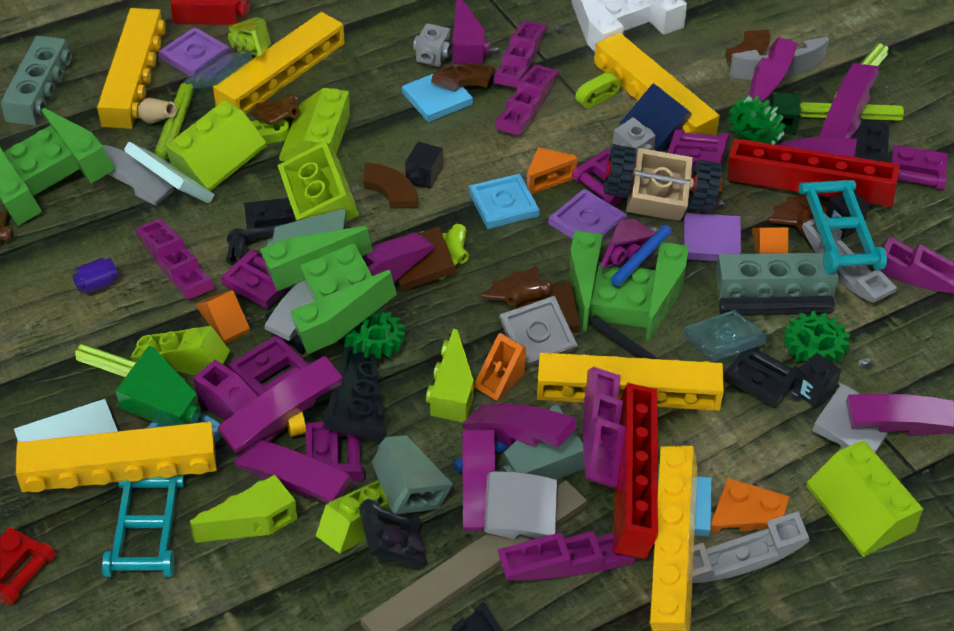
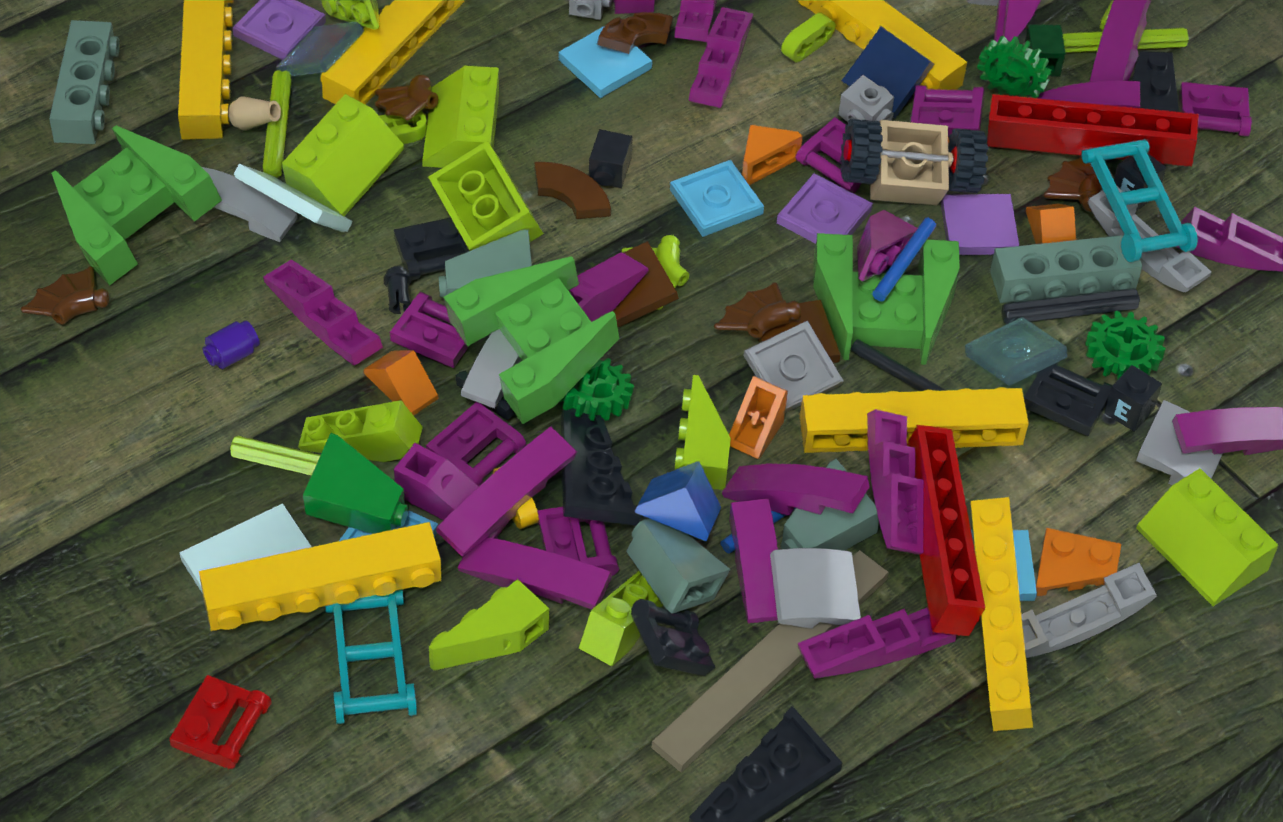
camera: 10 degrees left, 5 degrees up
(424, 427) = (682, 501): none -> blue slope

